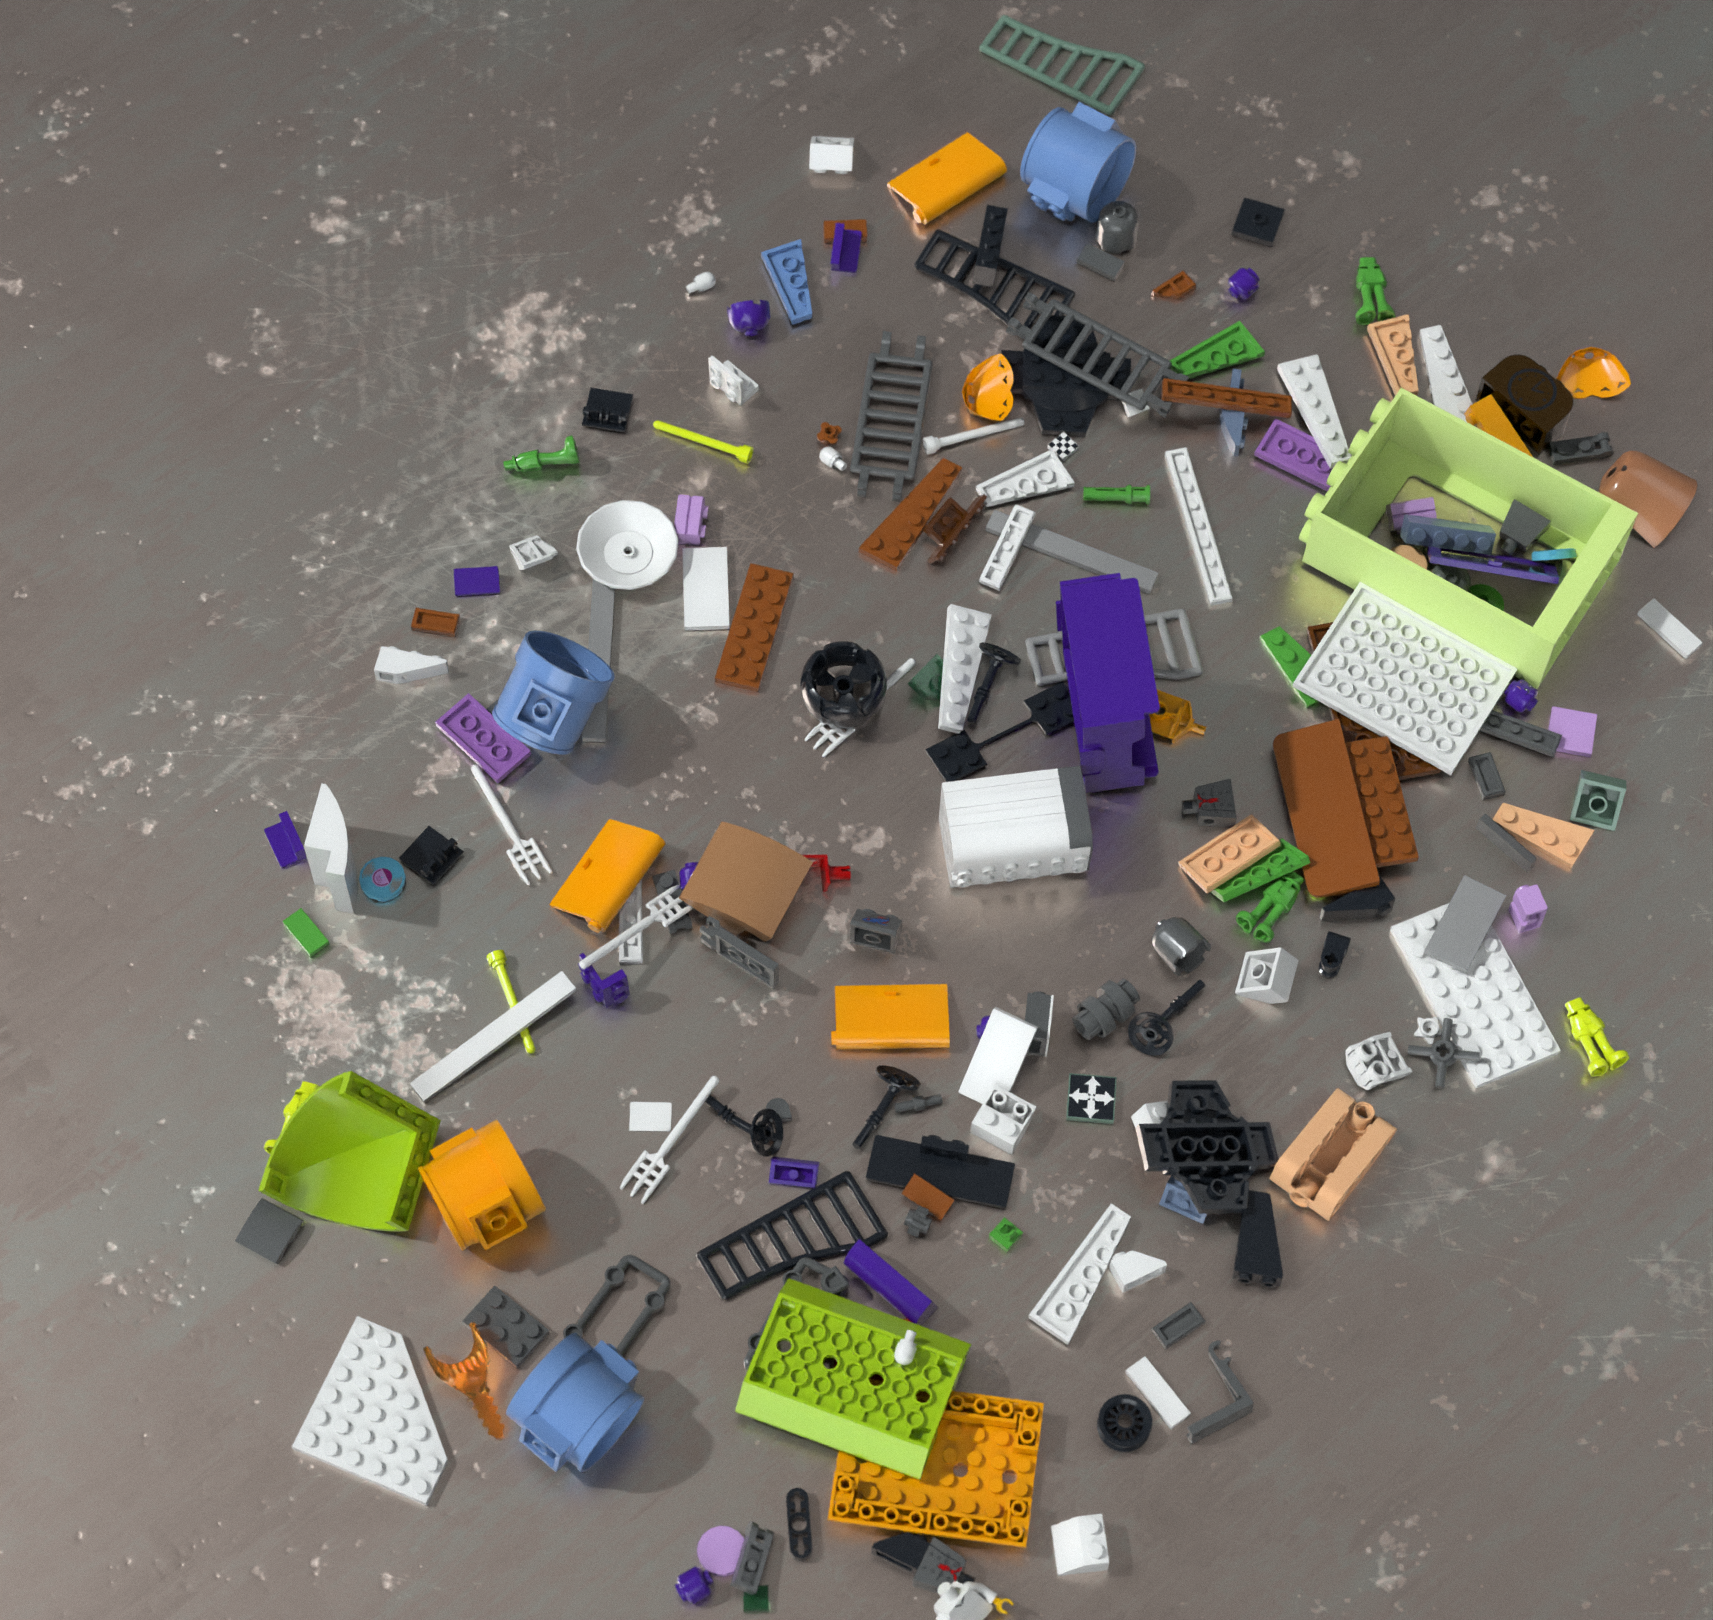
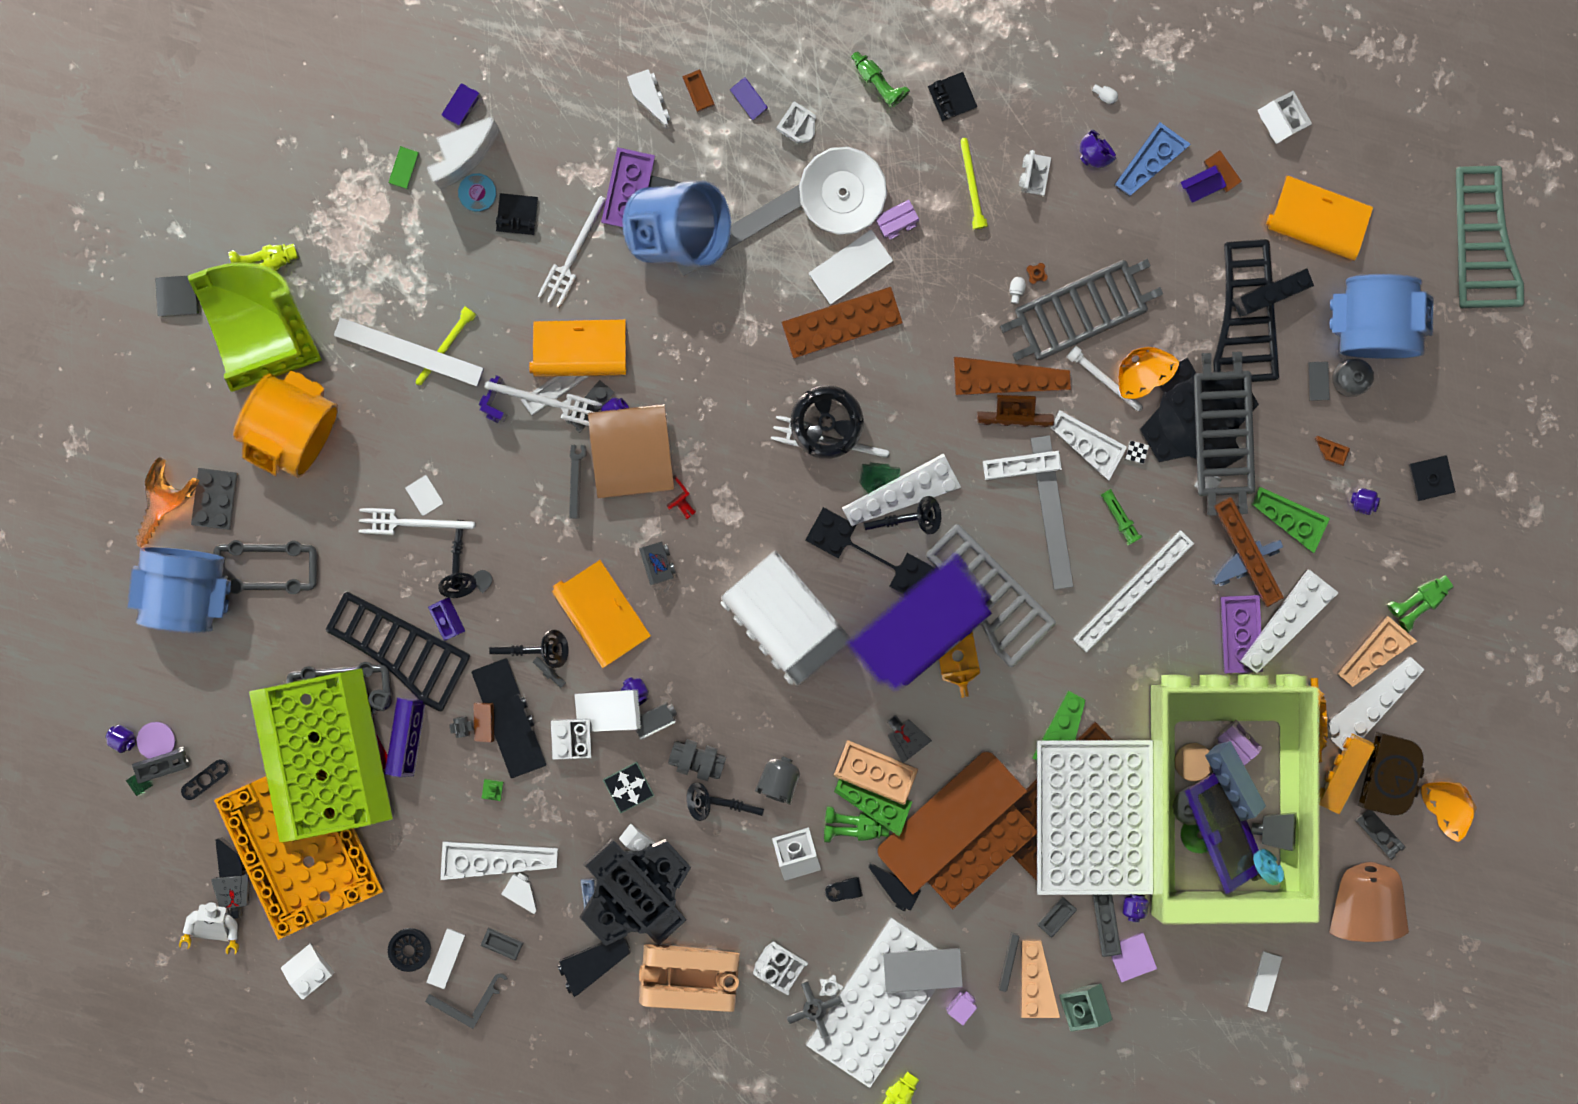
camera: 60 degrees right, 25 degrees up
(375, 1416) = (99, 454): white plate -> none
(906, 1348) = (351, 783): white cylinder -> none

